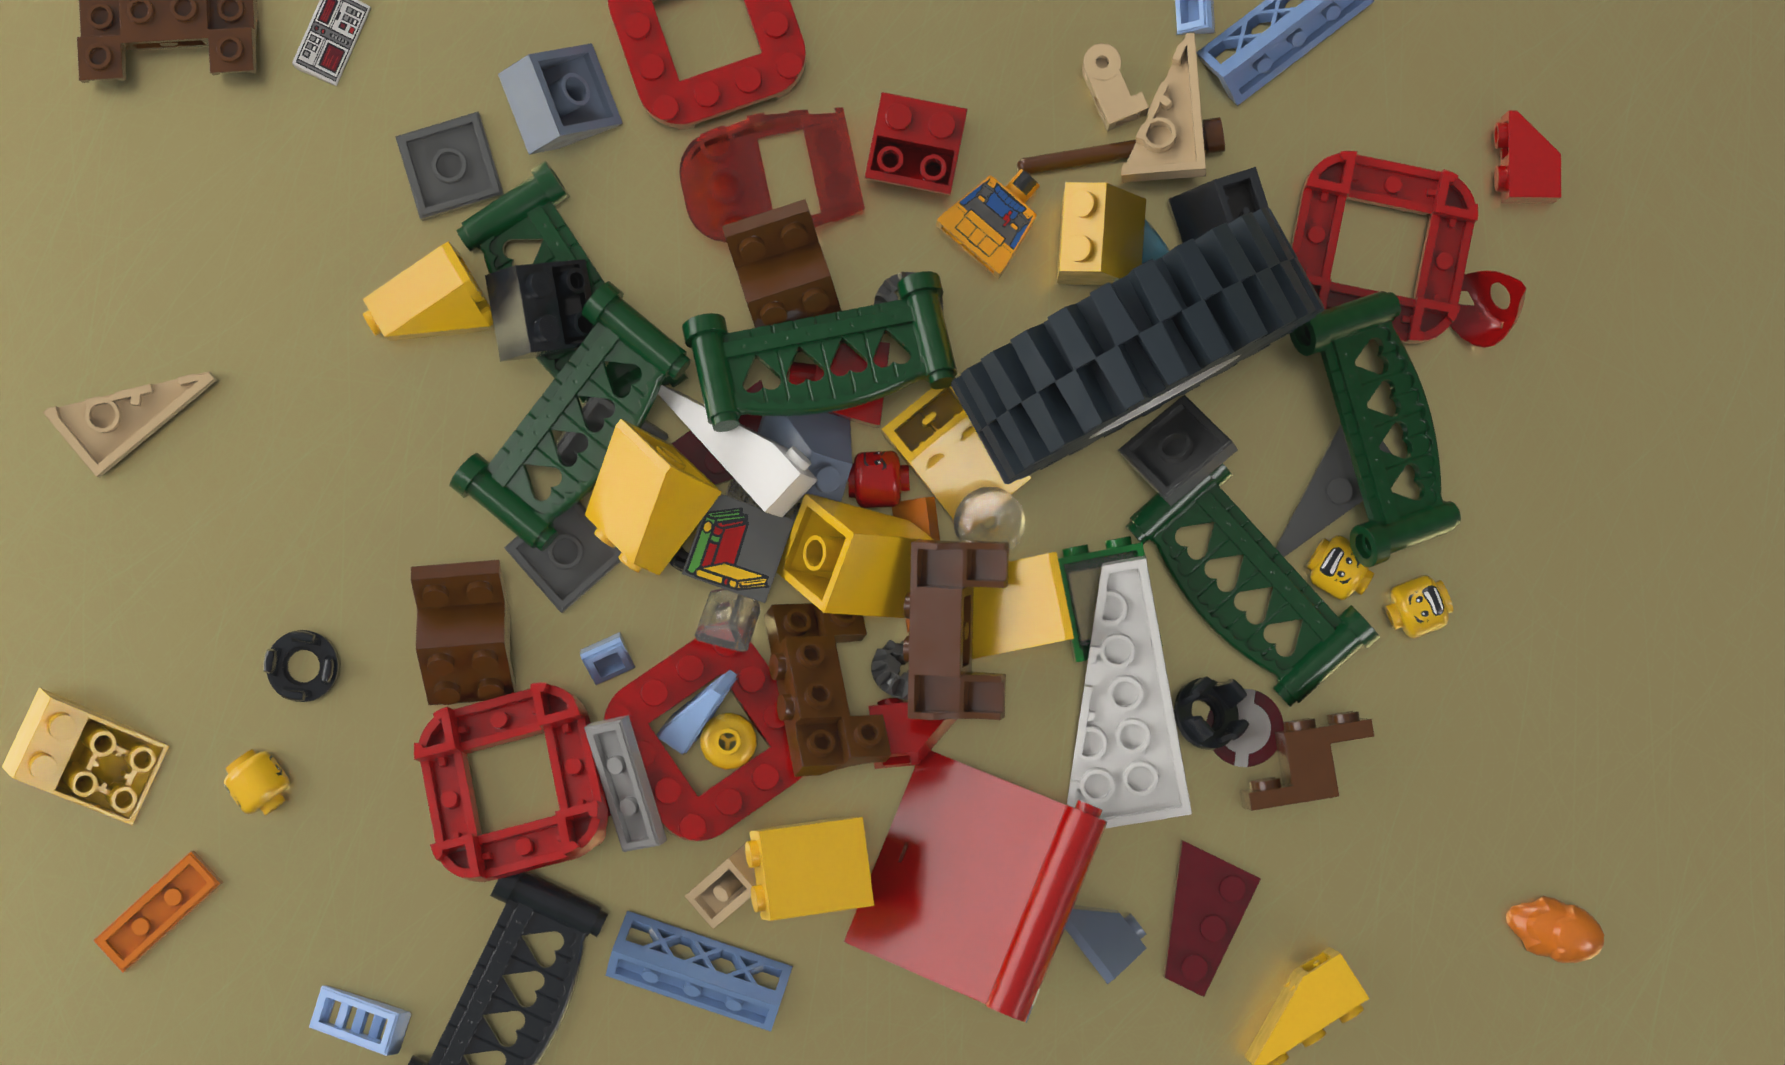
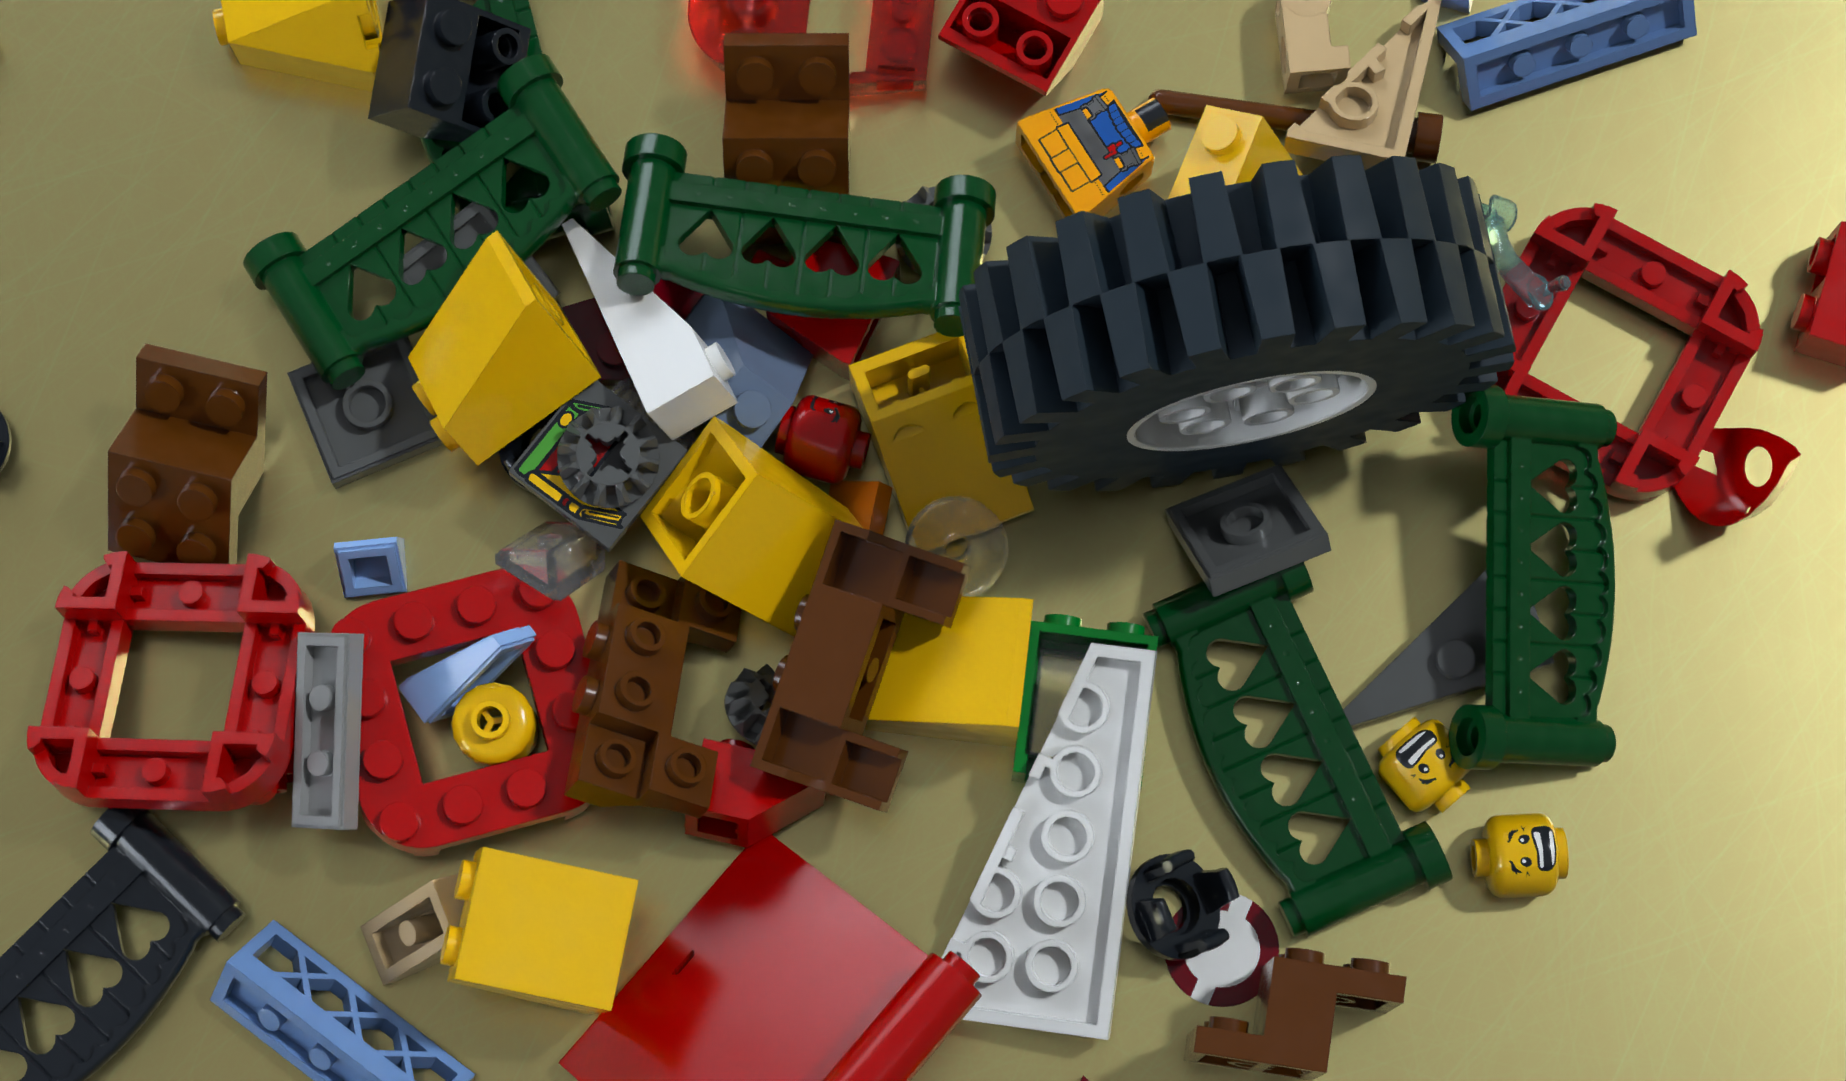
camera: 20 degrees right, 10 degrees down
(725, 552) = (610, 486): none -> dark grey gear
(1276, 179) = (1528, 285): none -> clear light blue piece

